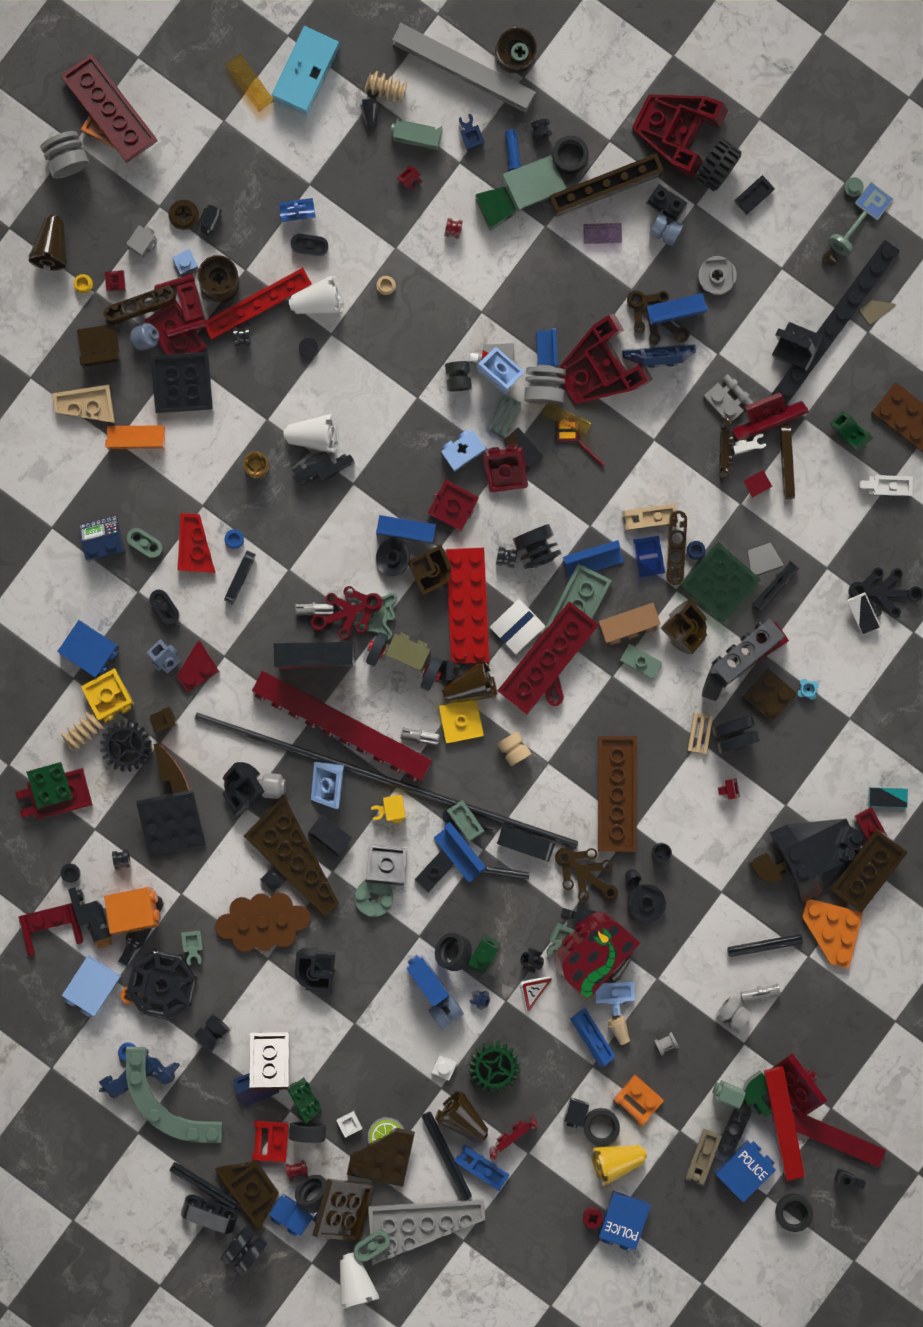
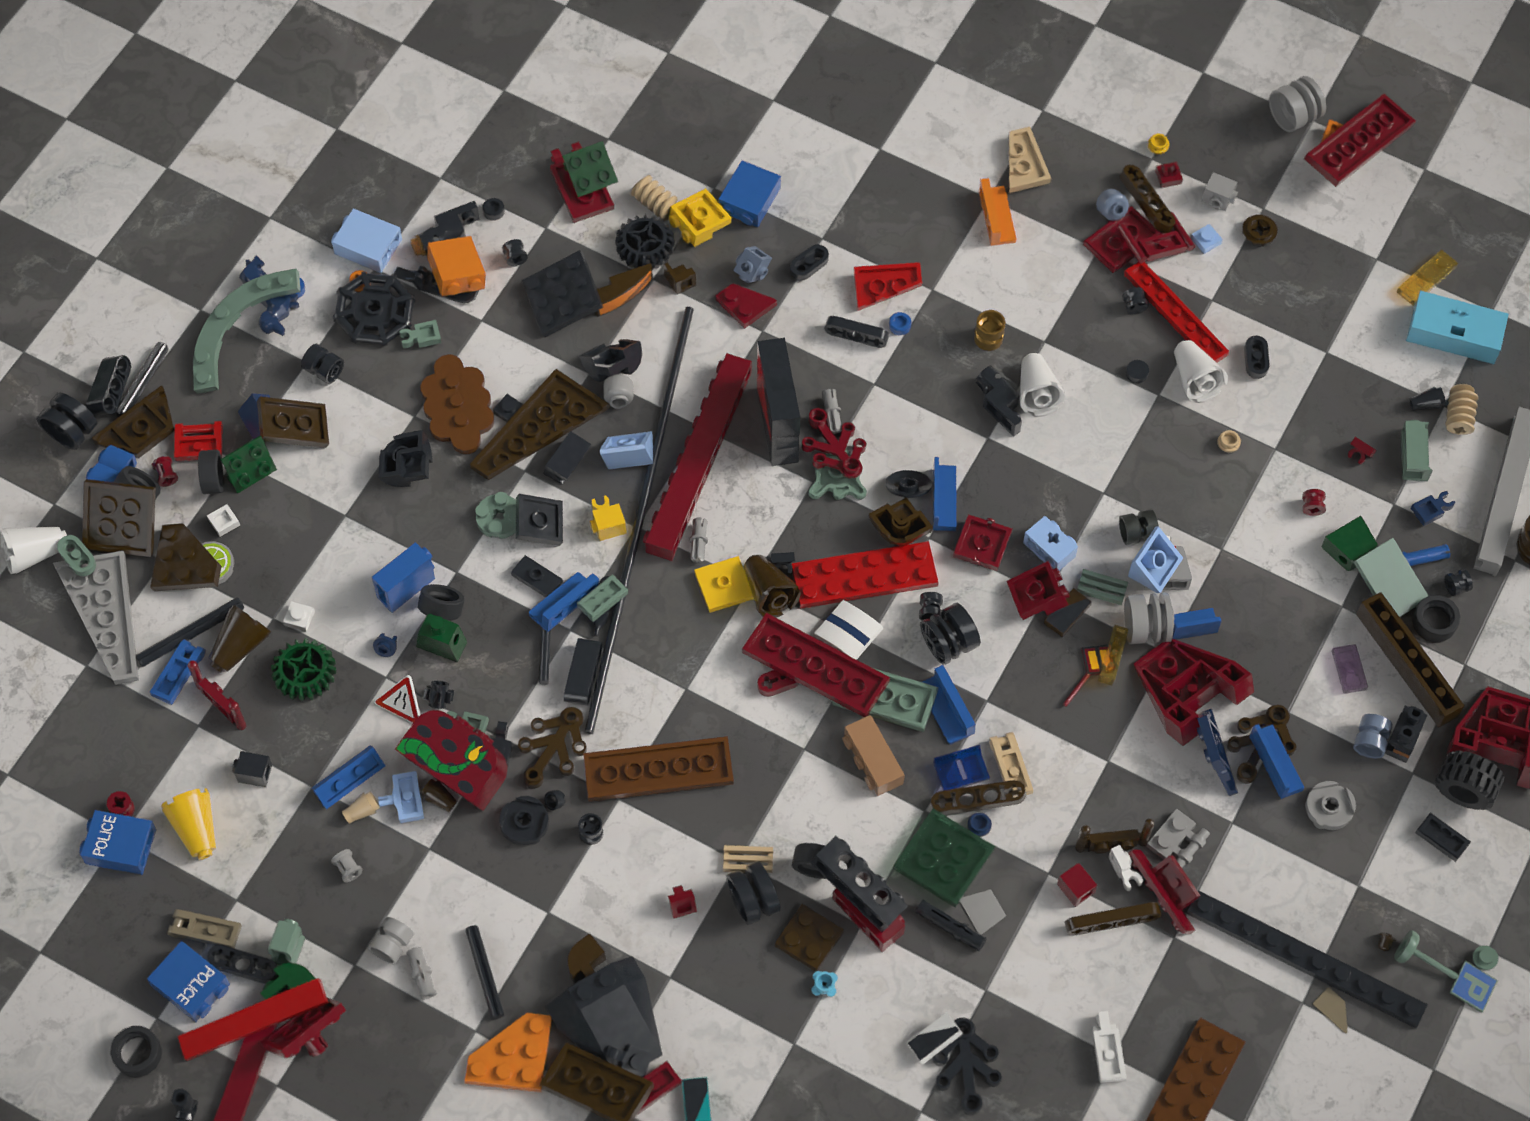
camera: 85 degrees right, 25 degrees down
(48, 919) = (437, 191): dark red plate -> none
(50, 245) = (1193, 104): dark brown cone -> none
(98, 345) = (1091, 165): dark brown bracket -> none
(101, 538) = (874, 193): dark blue slope -> none
(145, 542) = (878, 236): sand green plate -> none
(181, 382) = (1069, 247): black plate -> none
(209, 219) = (1260, 254): black brick -> none
(218, 267) = (1195, 265): dark brown wheel -> none
(297, 210) = (1294, 337): blue hips -> none
(408, 653) = (796, 510): brick -> none
(439, 1014) = (368, 607): sand blue wheel -> none
(513, 748) = (698, 642): tan wheel -> none
(601, 1141) = (227, 786): black tyre -> none
(640, 661) = (828, 777): sand green plate -> none
(642, 1095) = (280, 846): orange plate -> none
(686, 627) = (880, 820): dark brown brick -> none
(797, 345) = (1265, 909): black bracket -> none
(850, 431) = (1169, 989): dark green brick -> none

